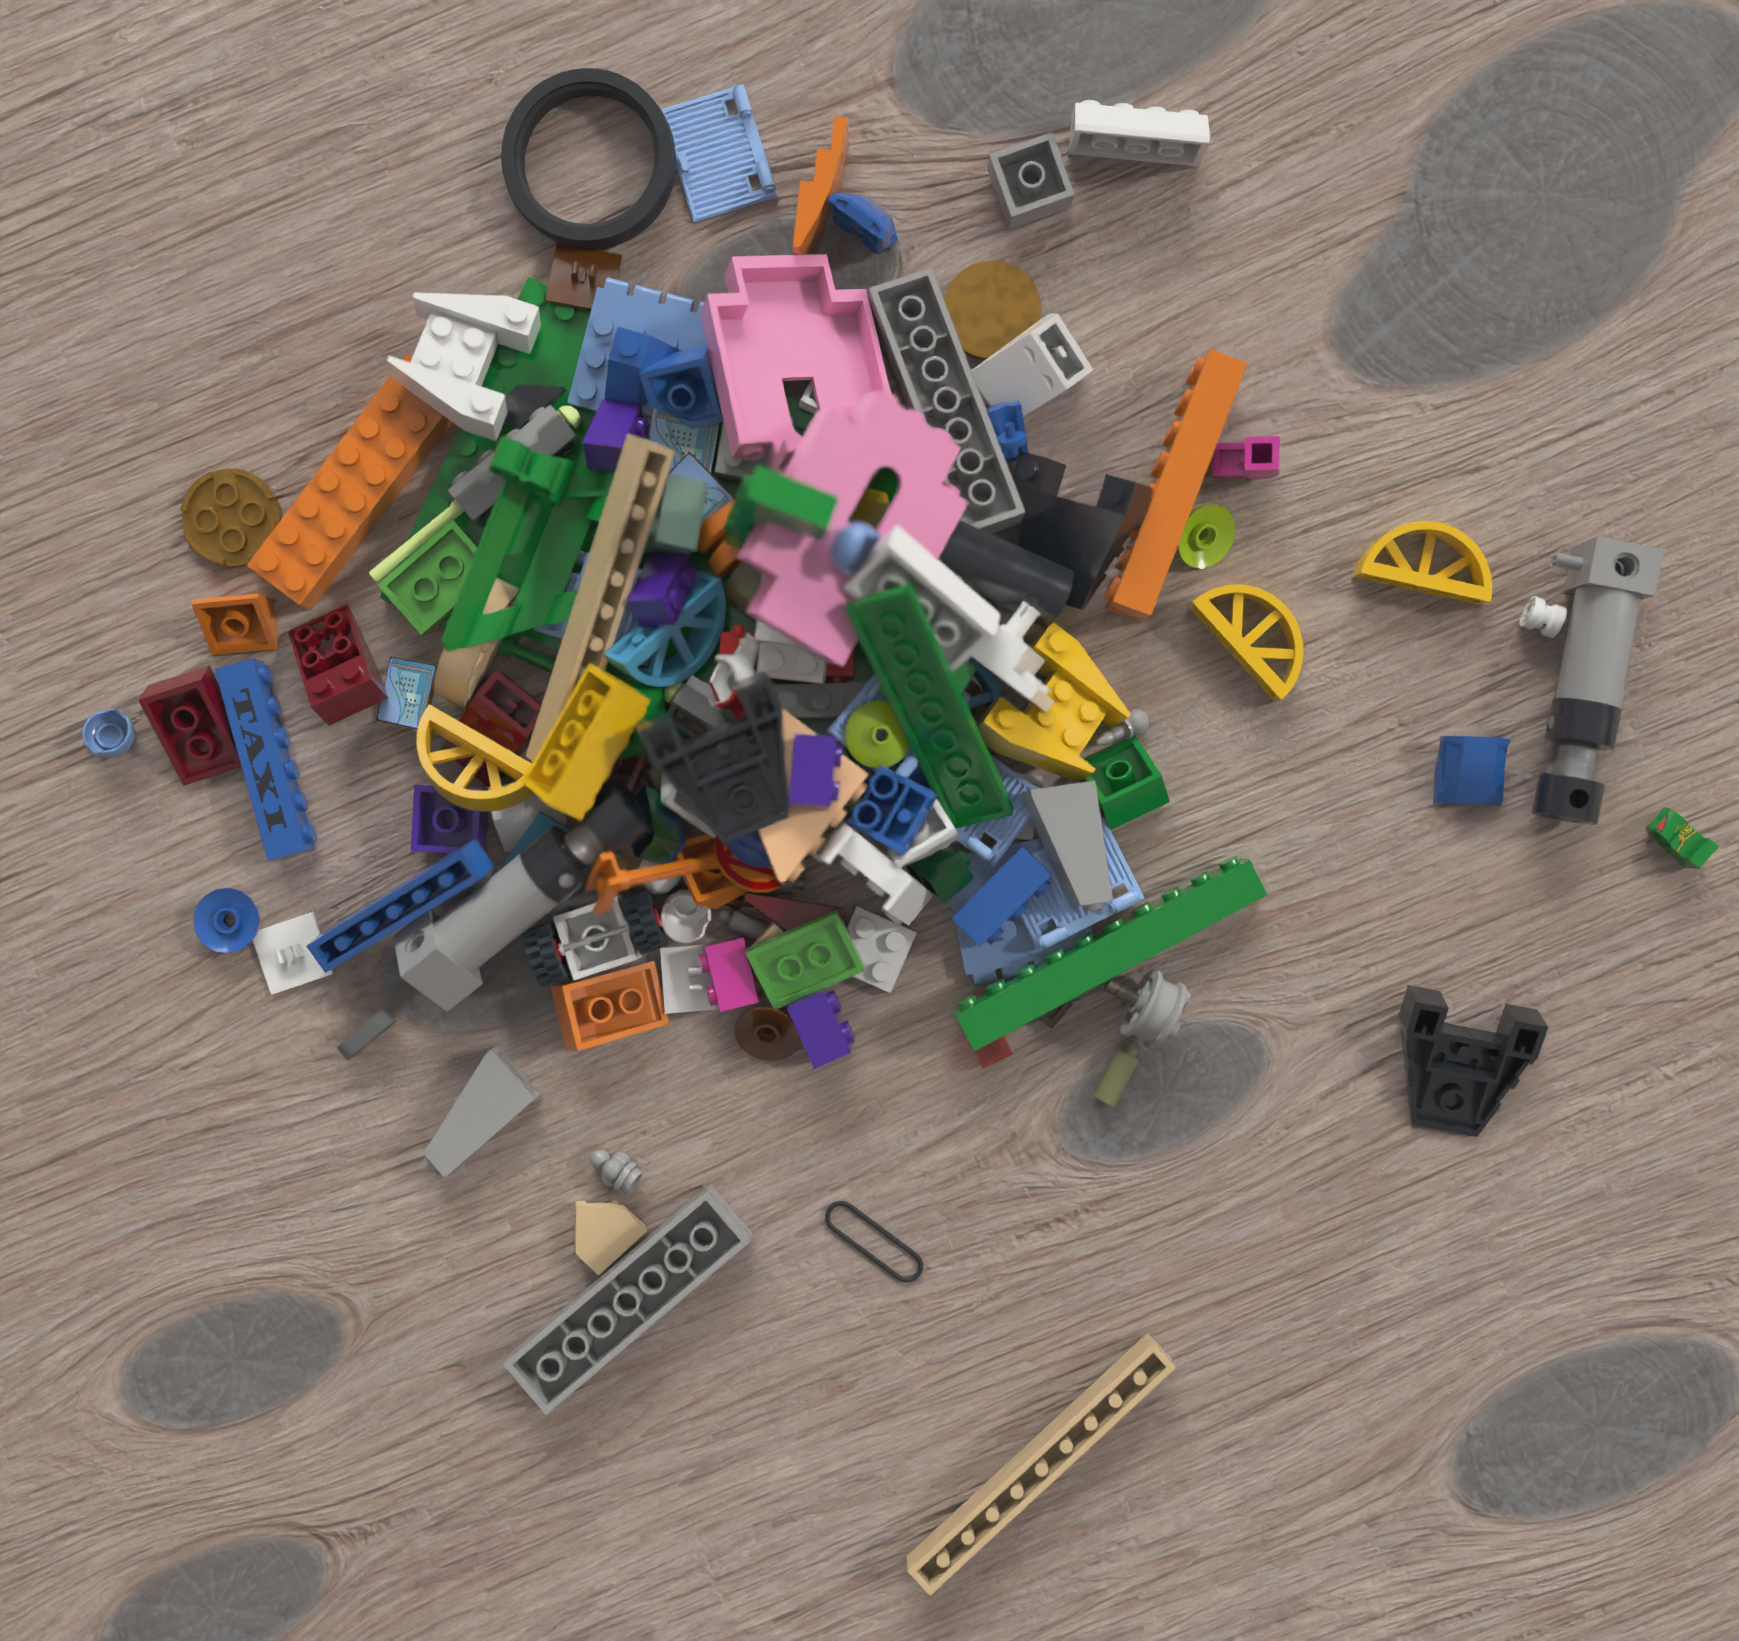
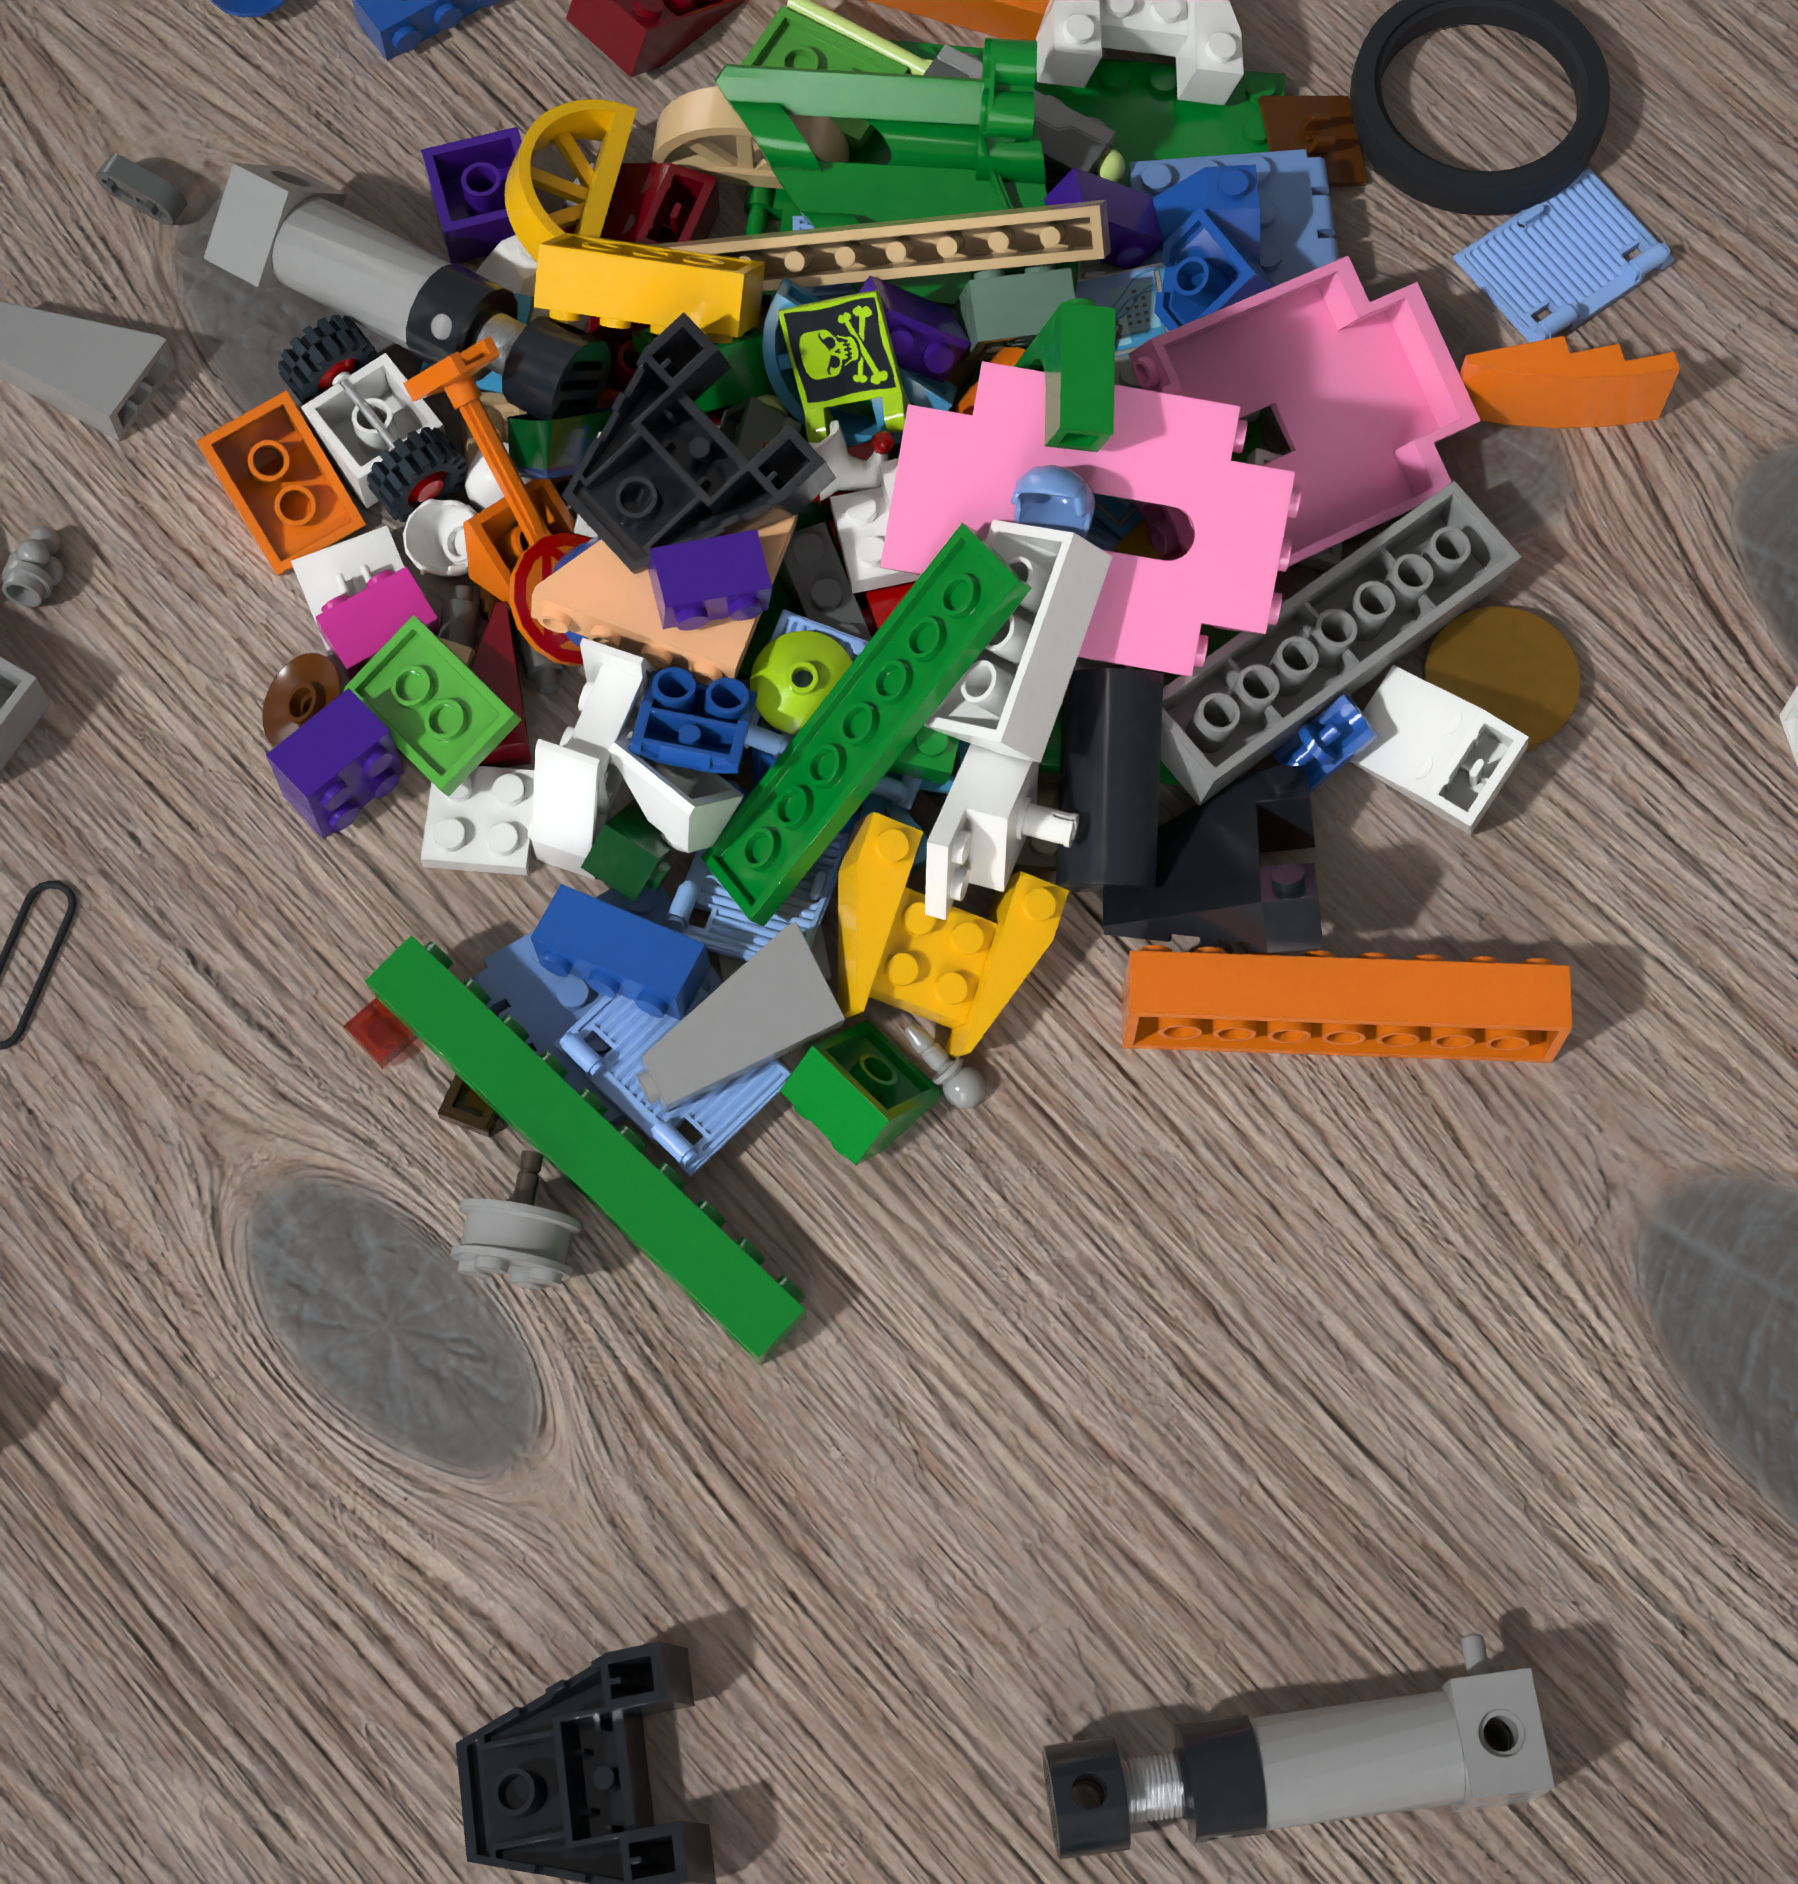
camera: 65 degrees right, 20 degrees down
(285, 954) = (230, 74): white piece -> none
(400, 905) = (340, 157): blue brick -> none
(408, 691) = (646, 91): piece -> none
(526, 399) = (1114, 109): black slope -> none
(674, 636) = (843, 357): none -> flag
(859, 213) = (1555, 461): blue slope -> none
(1030, 180) = (1710, 660): light grey brick -> none
(1118, 1074) = (394, 1236): olive cylinder -> none
(1215, 540) = (1272, 1103): lime dish -> none
(1239, 647) = (1140, 1190): yellow window -> none
(1252, 460) = (1434, 1104): dark pink brick -> none
(1420, 581) = (1353, 1450): yellow window -> none
(1470, 770) = (1079, 1634): blue slope -> none
(1543, 617) = (1373, 1662): white wheel -> none

